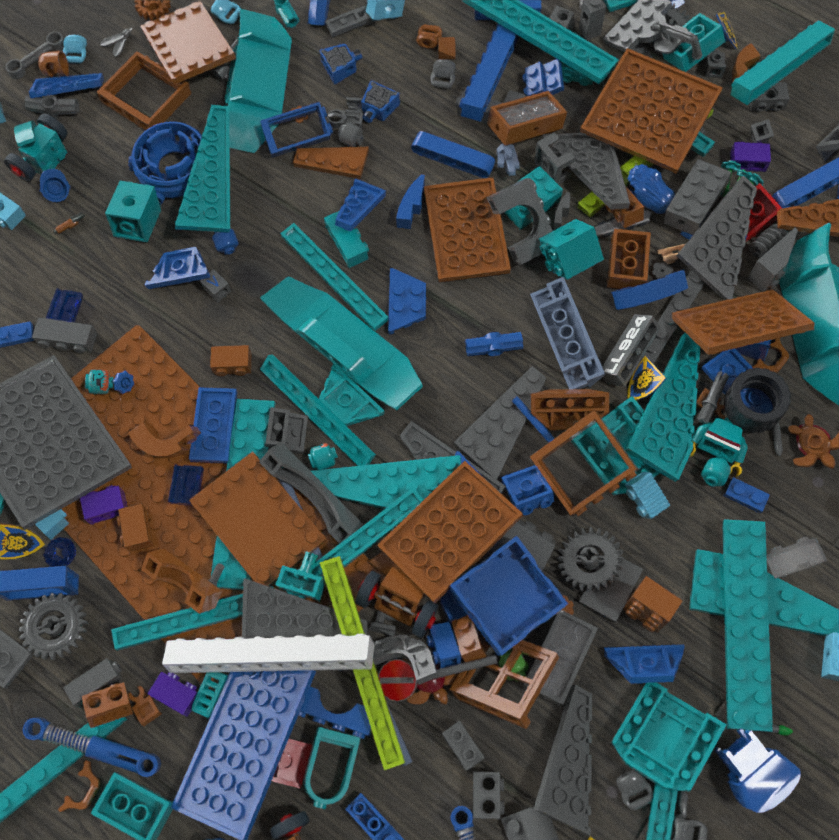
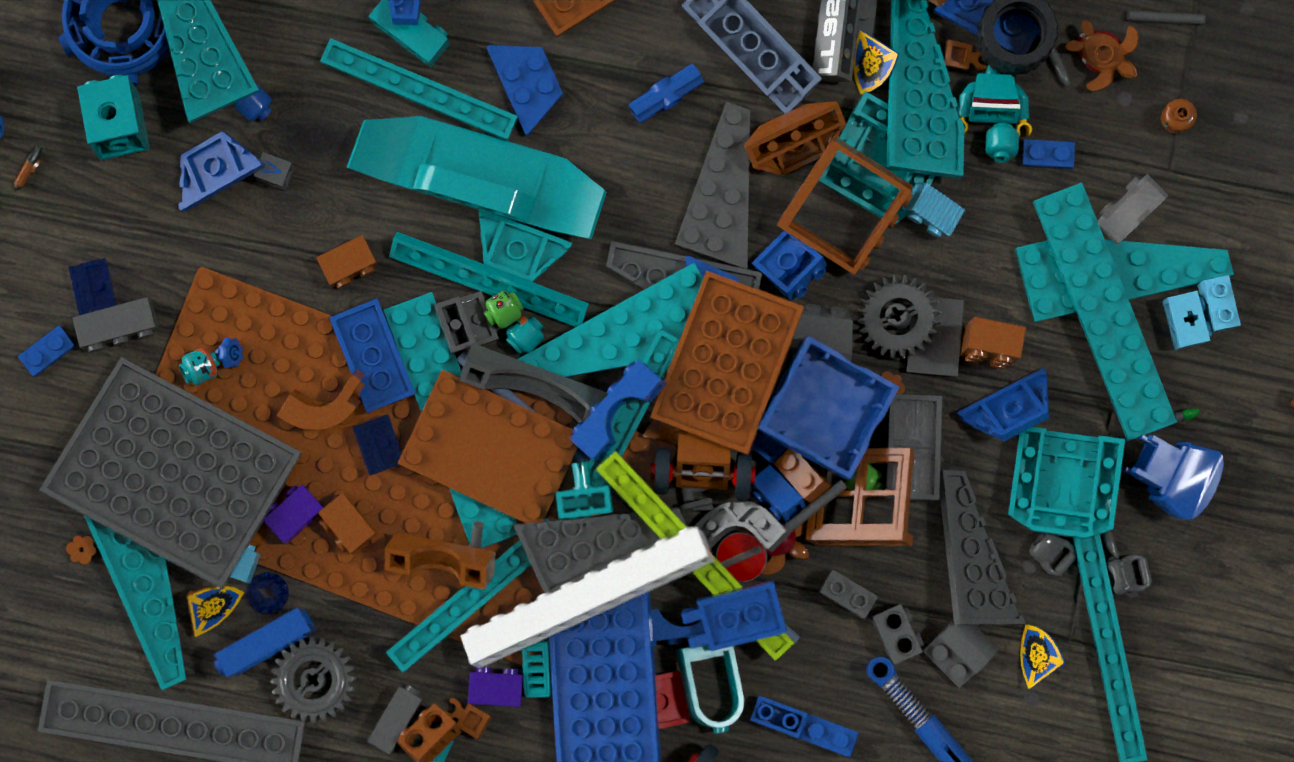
camera: 30 degrees left, 15 degrees up
(315, 432) = (503, 309): none -> bright green head
(332, 539) = (596, 433): none -> blue arch
(370, 721) = (736, 617): none -> blue tile
(534, 421) = (760, 174): blue bar -> none
(710, 404) = (963, 50): dark grey axle -> none
(800, 665) = (1182, 332): none -> medium azure brick

